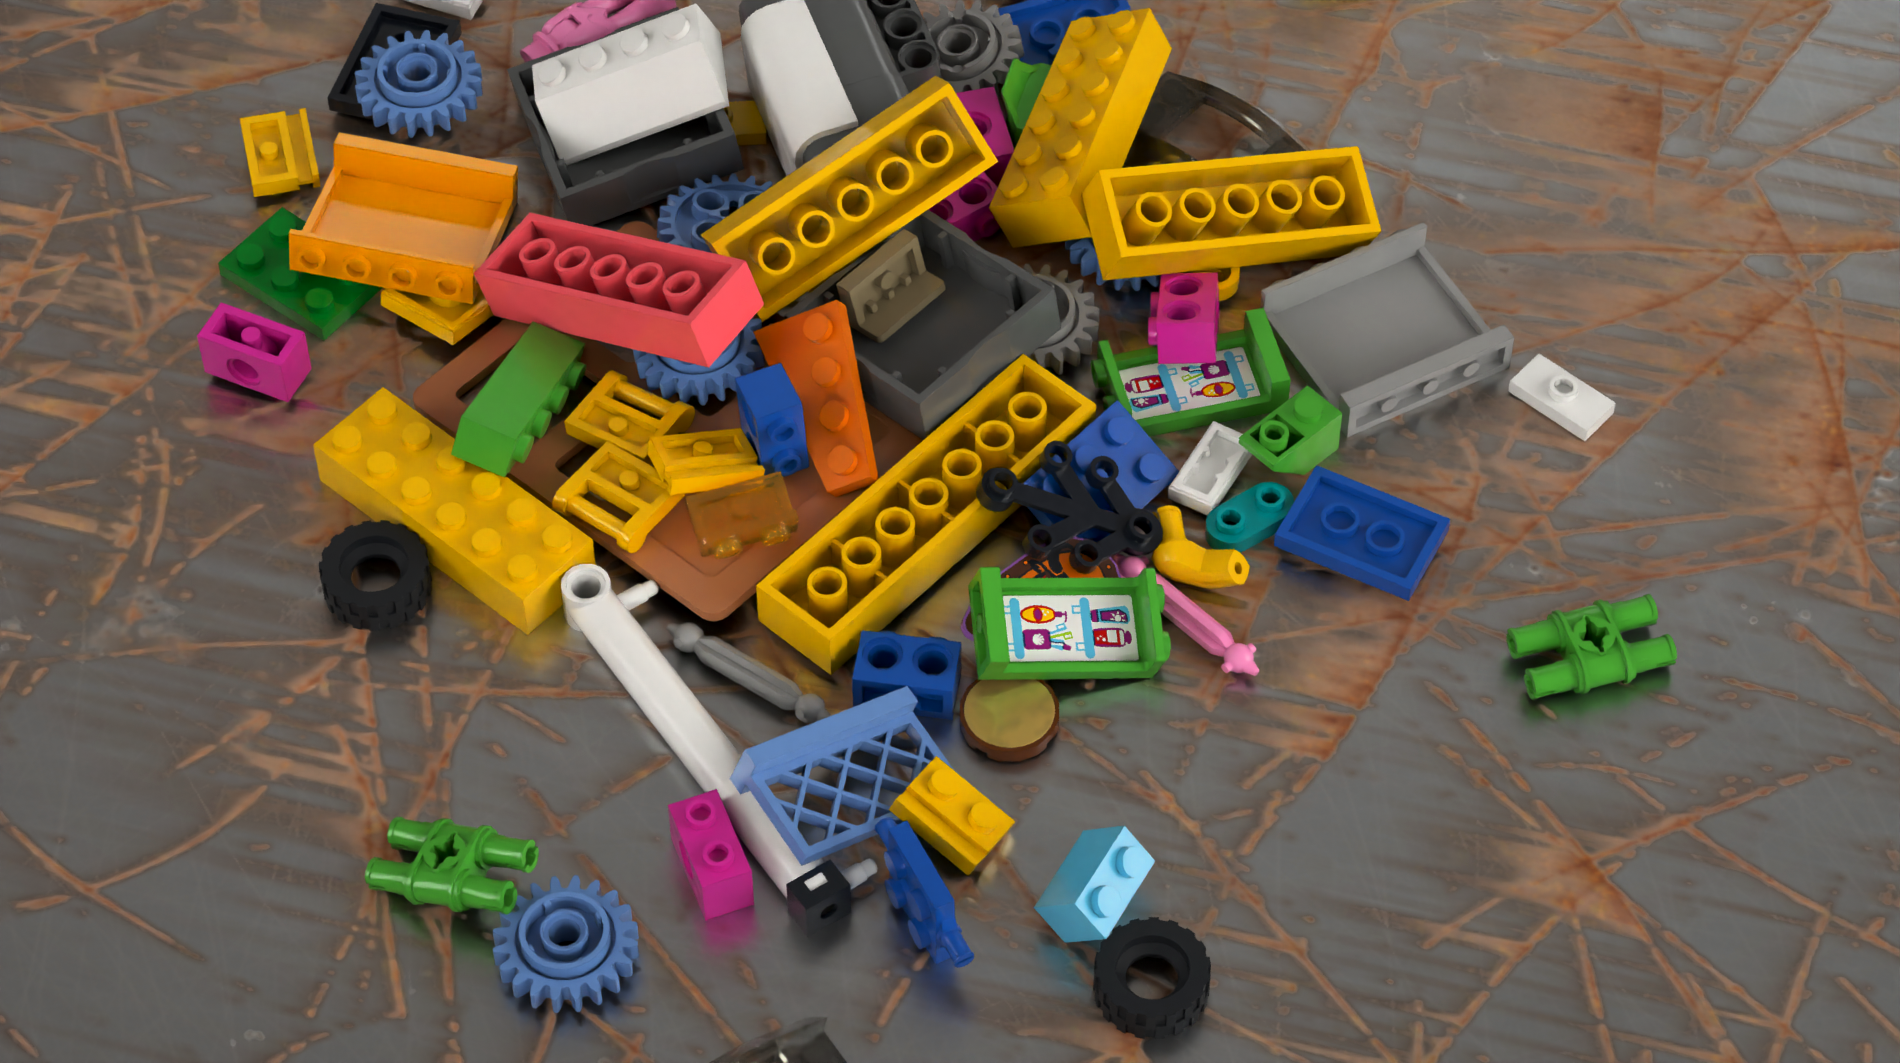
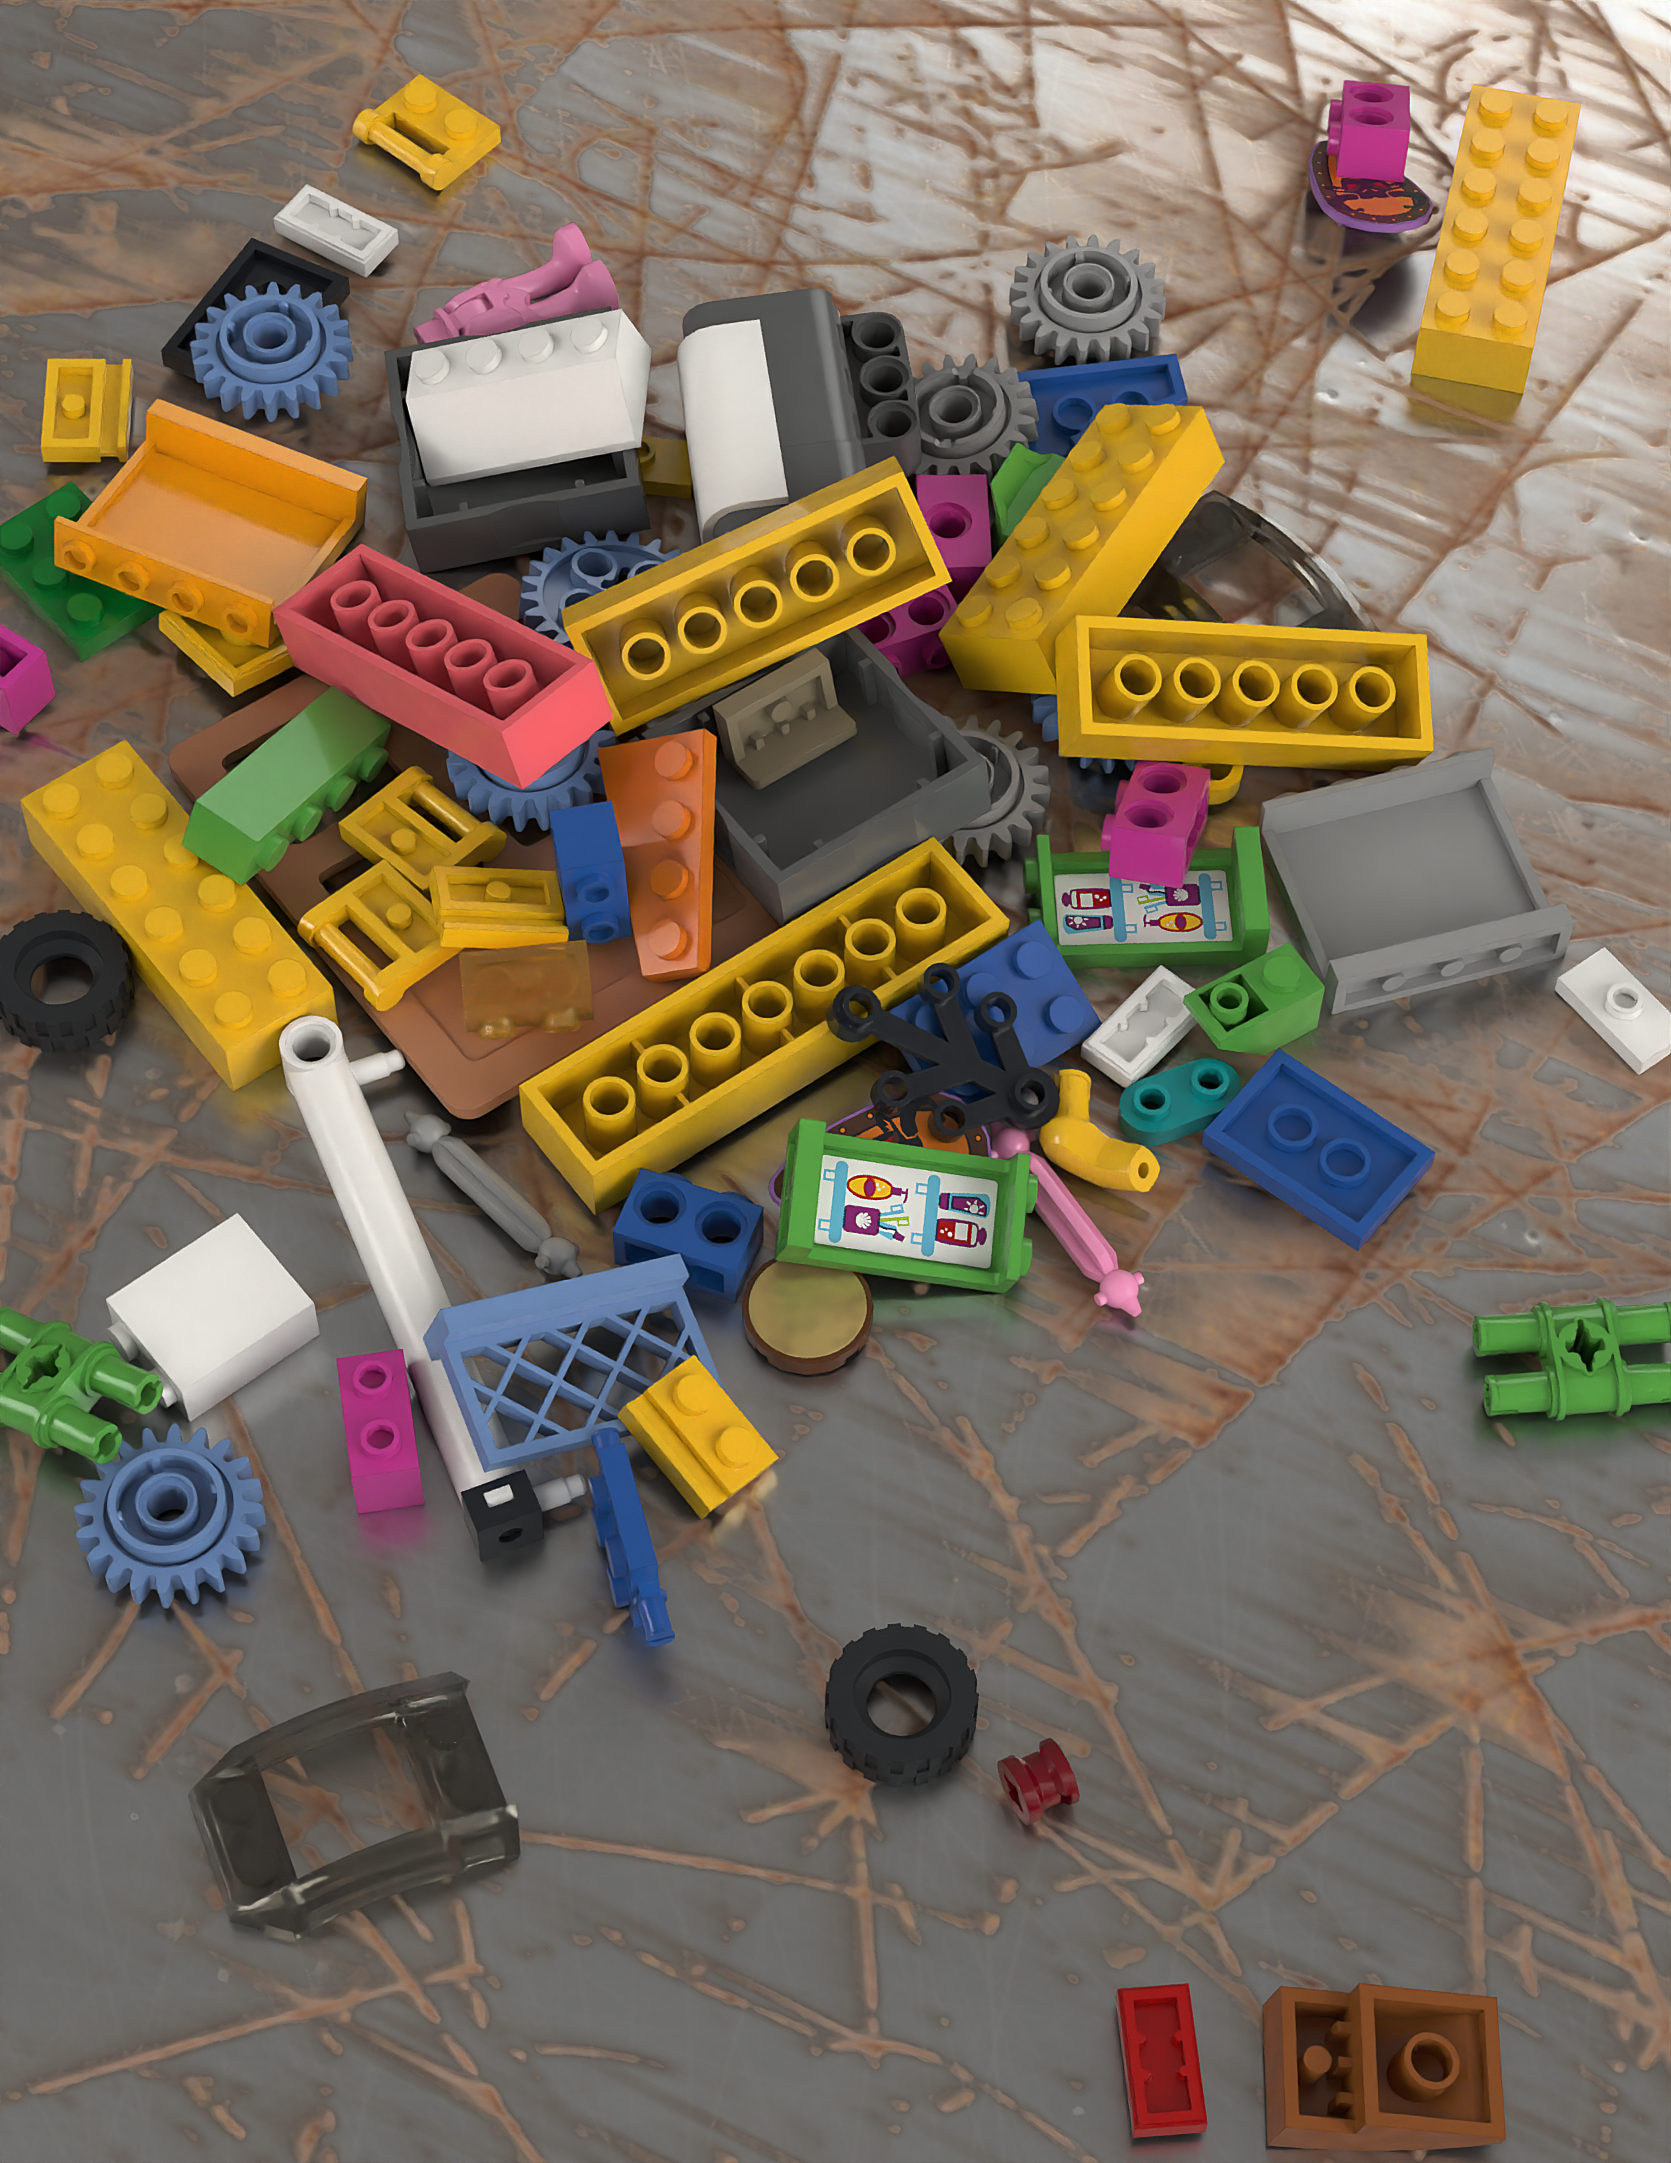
camera: 10 degrees right, 5 degrees up
(561, 795) = (212, 1317): none -> white brick
(1094, 884) = (855, 1565): medium azure brick -> none
(1267, 1011) = (1038, 1781): none -> dark red wheel

